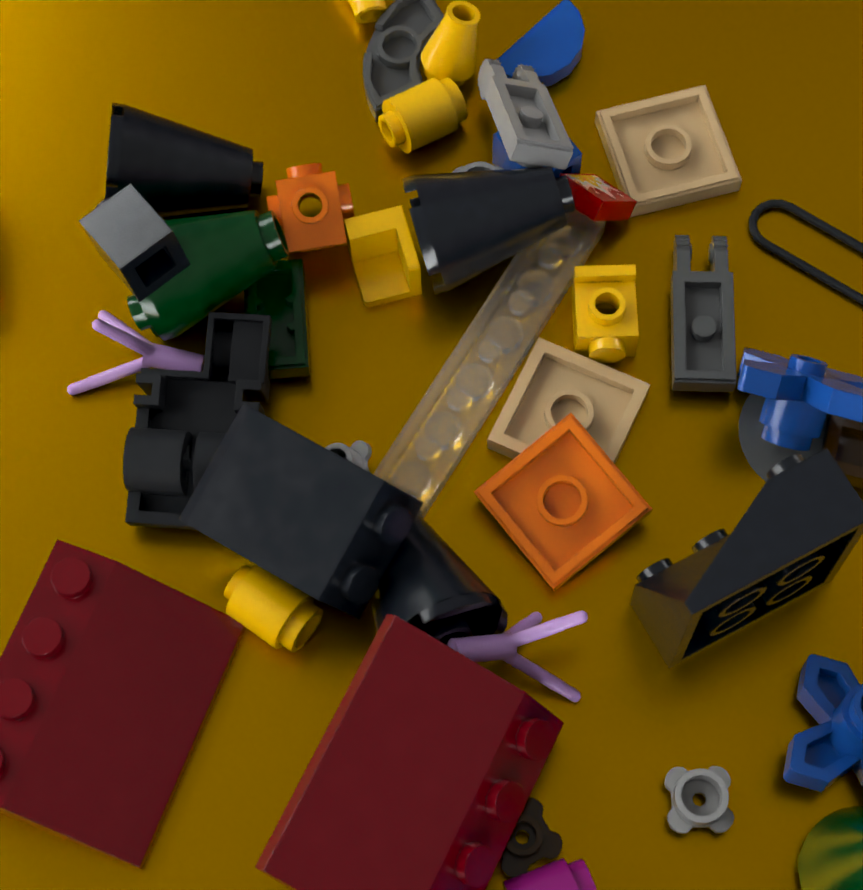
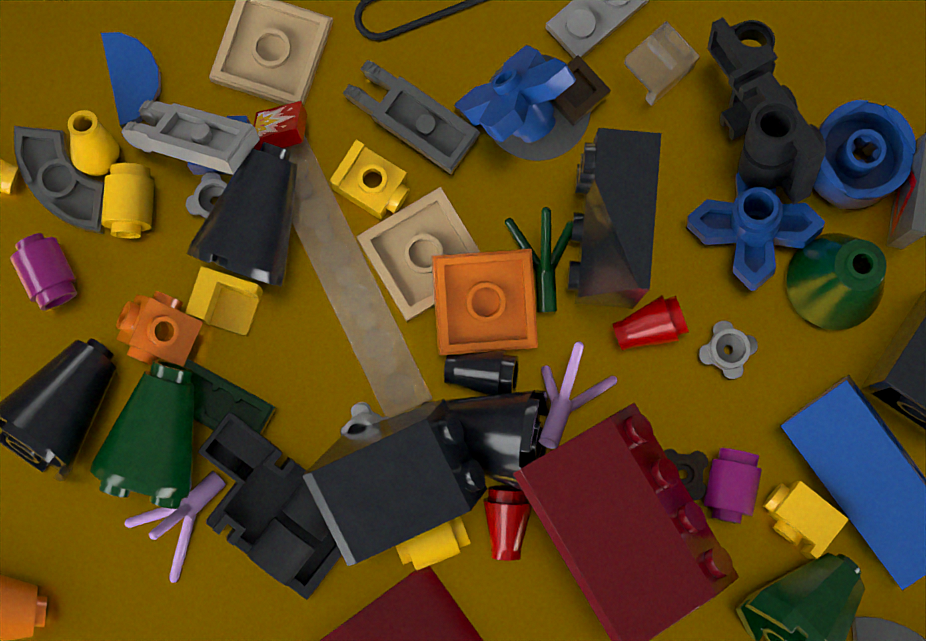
camera: 65 degrees left, 15 degrees up
(135, 242) = (129, 476): brick -> none
(300, 86) = (44, 271): none -> magenta brick
(330, 678) = (507, 520): none -> red cone
(488, 548) = (483, 372): none -> black cone
(642, 542) = (546, 266): none -> dark green plant
(666, 694) = (652, 324): none -> red cone

